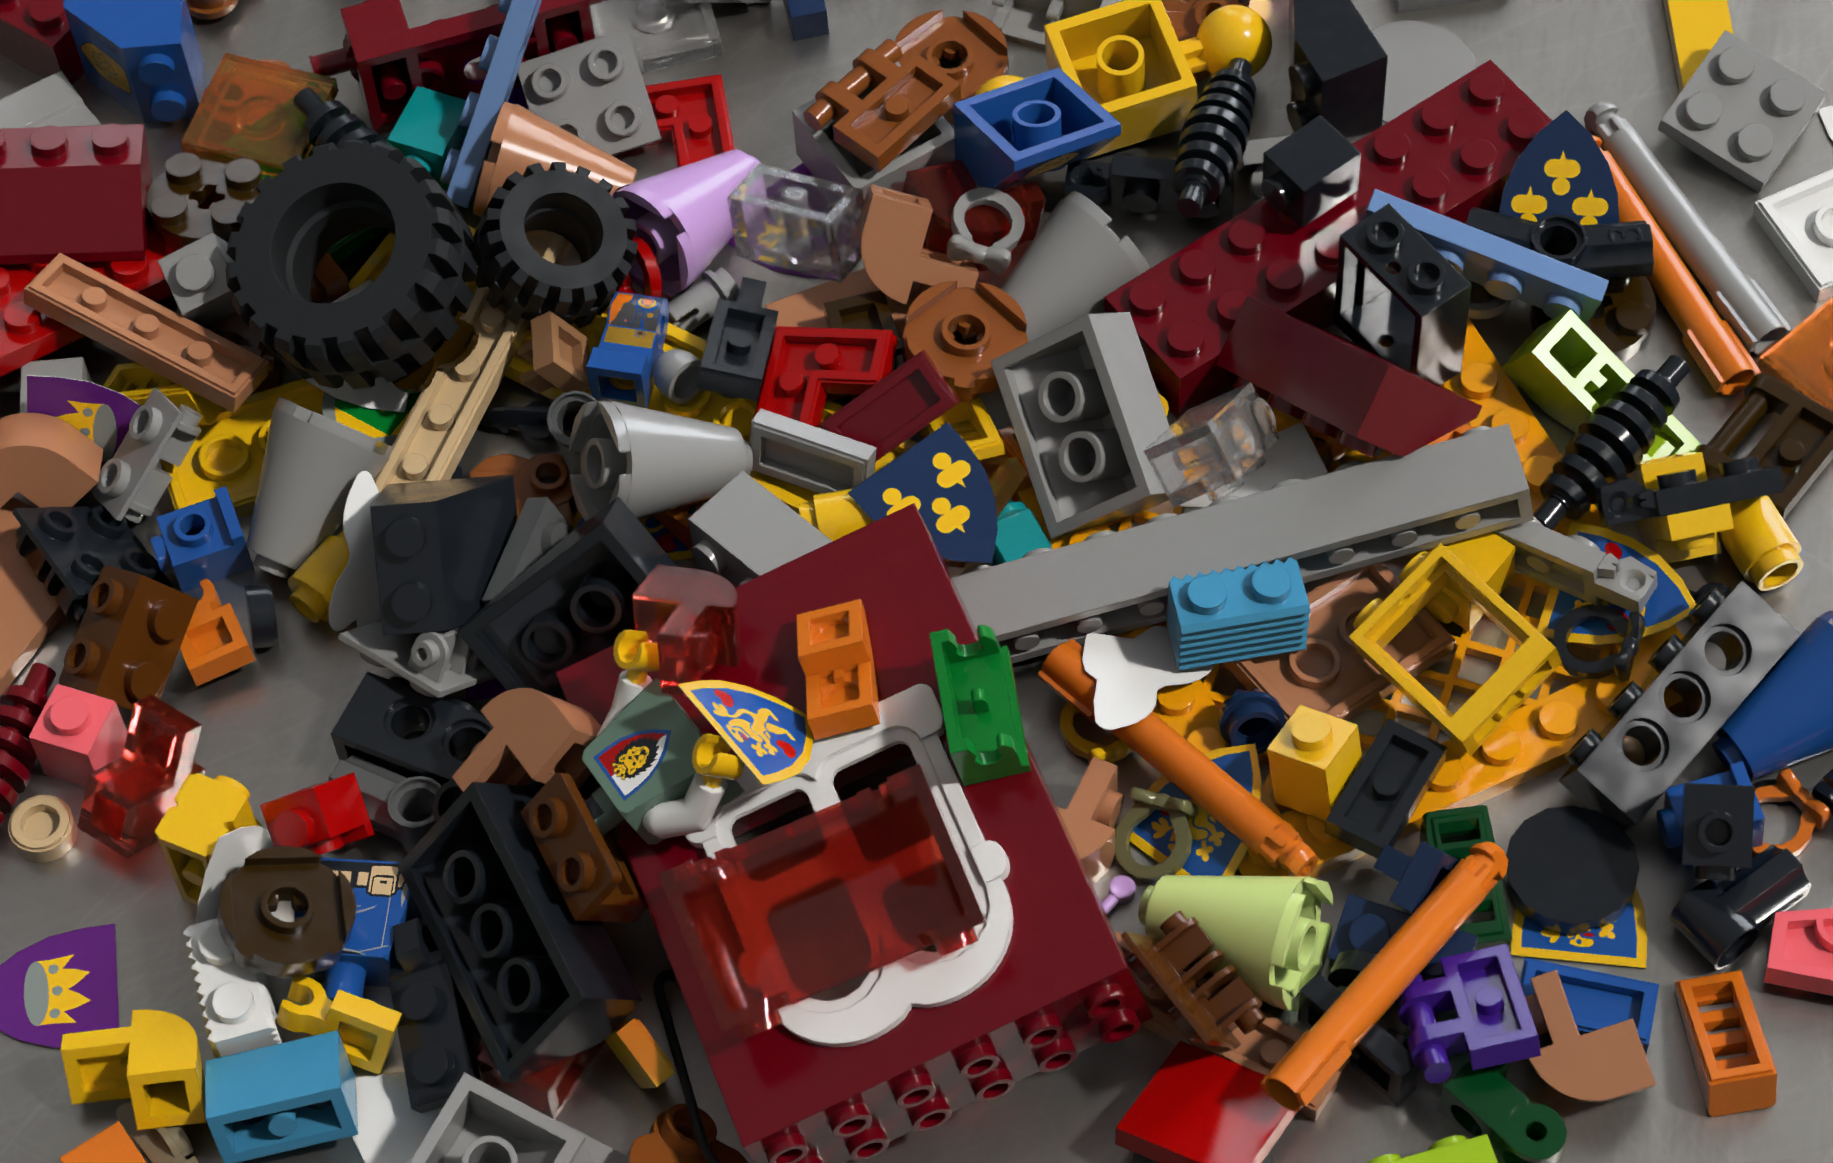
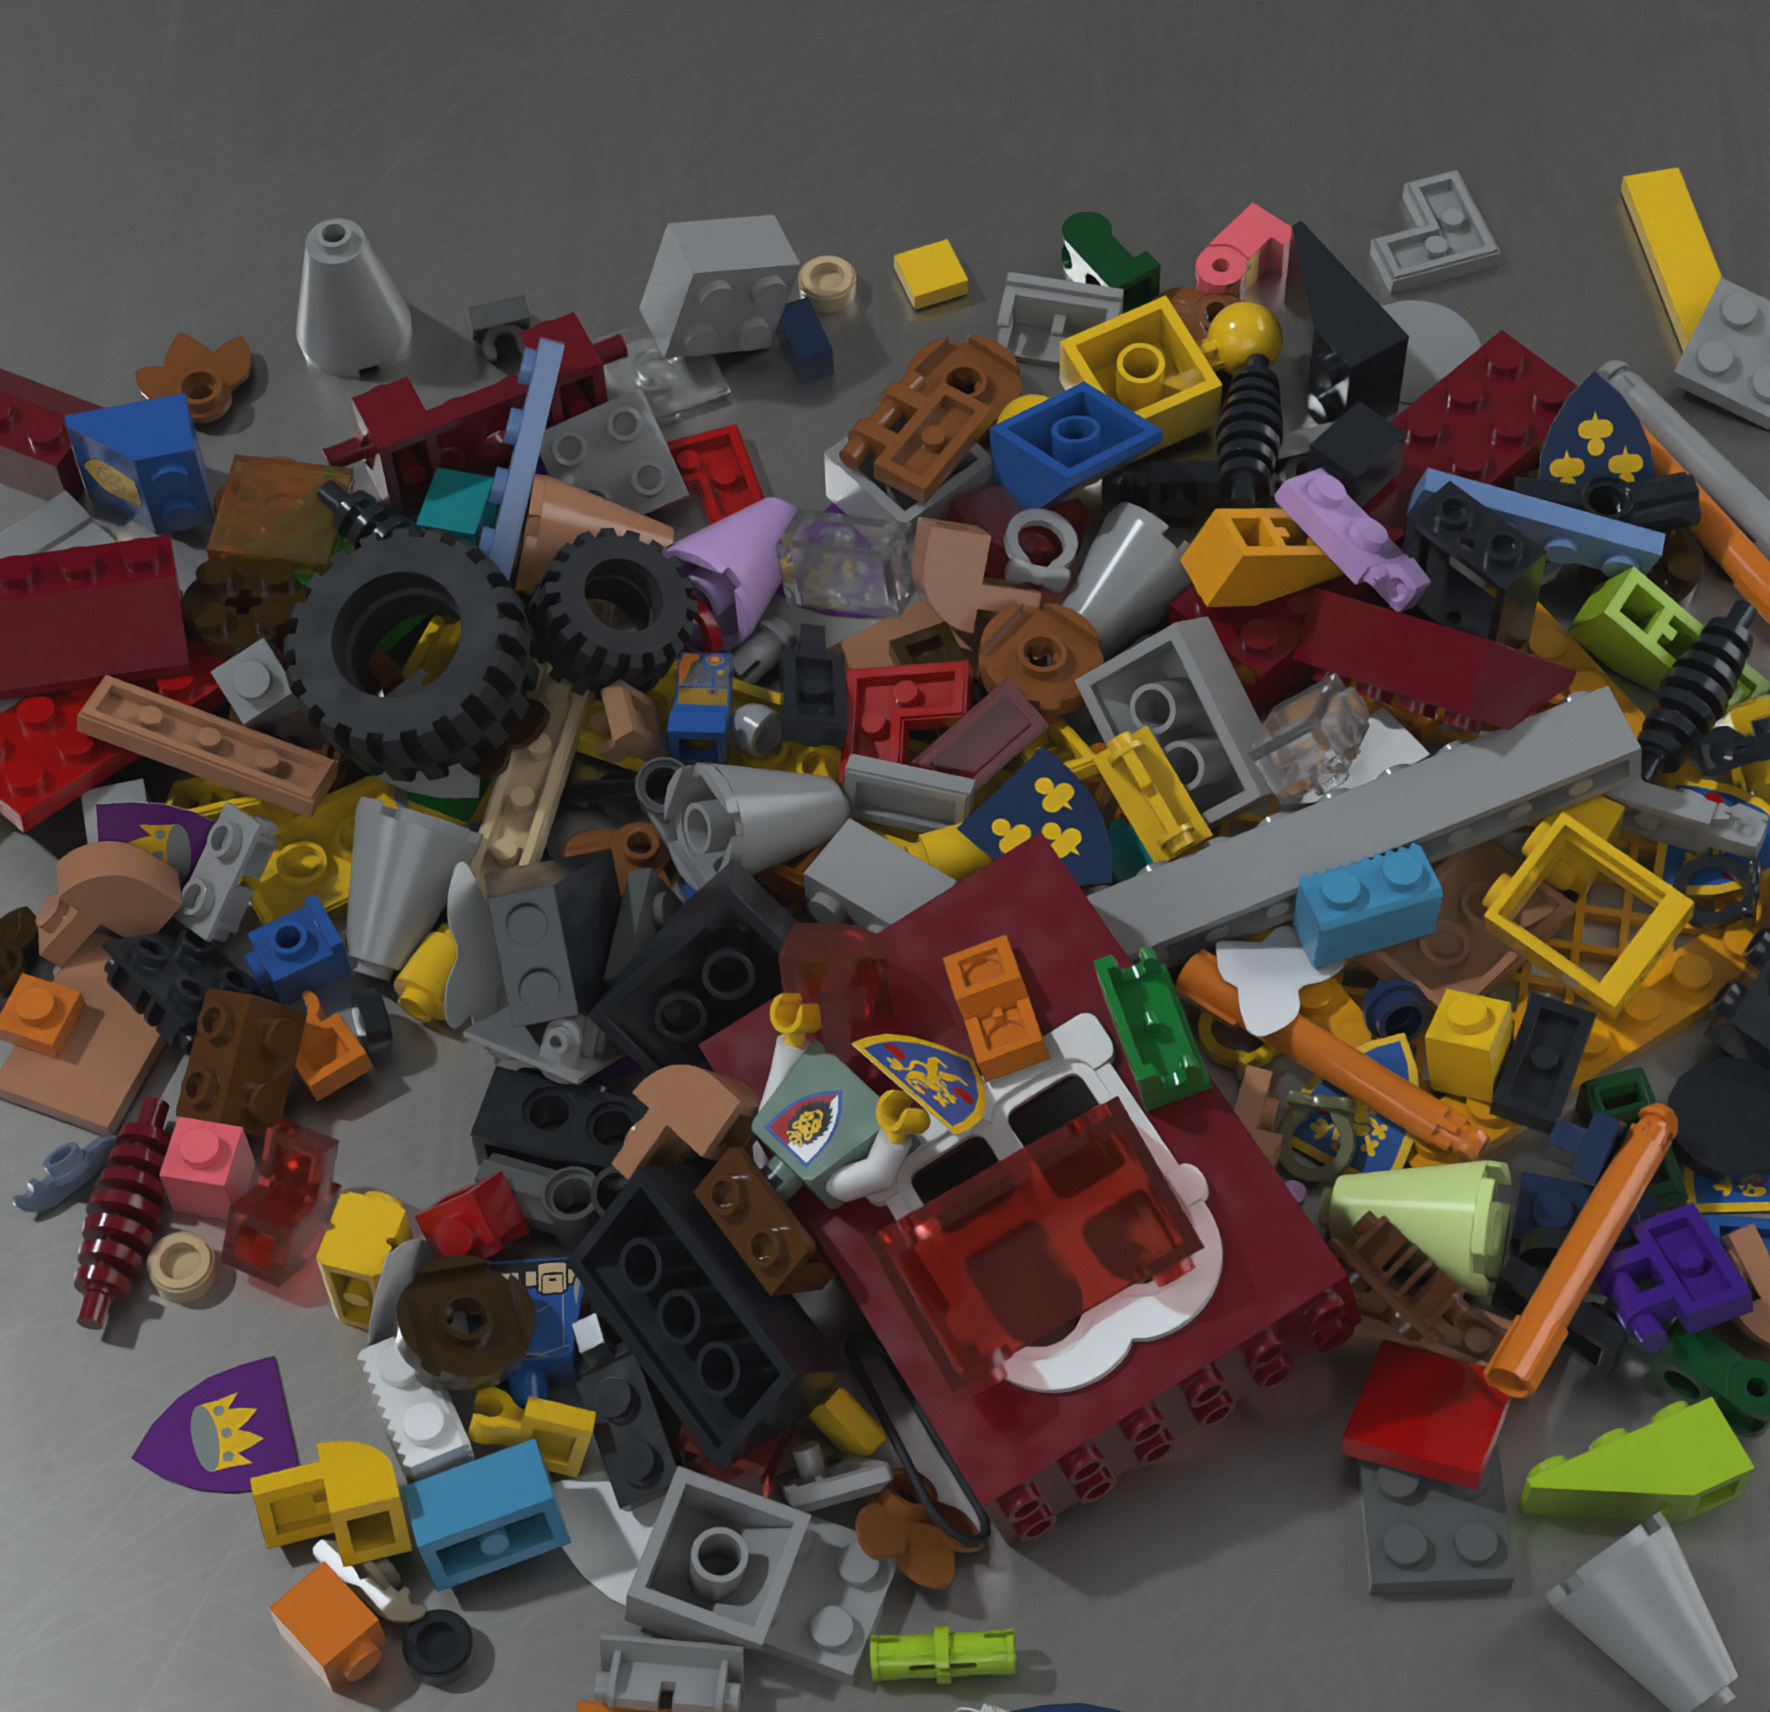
camera: 10 degrees left, 0 degrees up
(617, 1107) = (831, 1479): none -> light grey piece
(1046, 481) = (1151, 795): none -> yellow hinge
(1212, 256) = (1254, 558): none -> light orange slope
(1287, 250) = (1352, 538): none -> lavender hinge

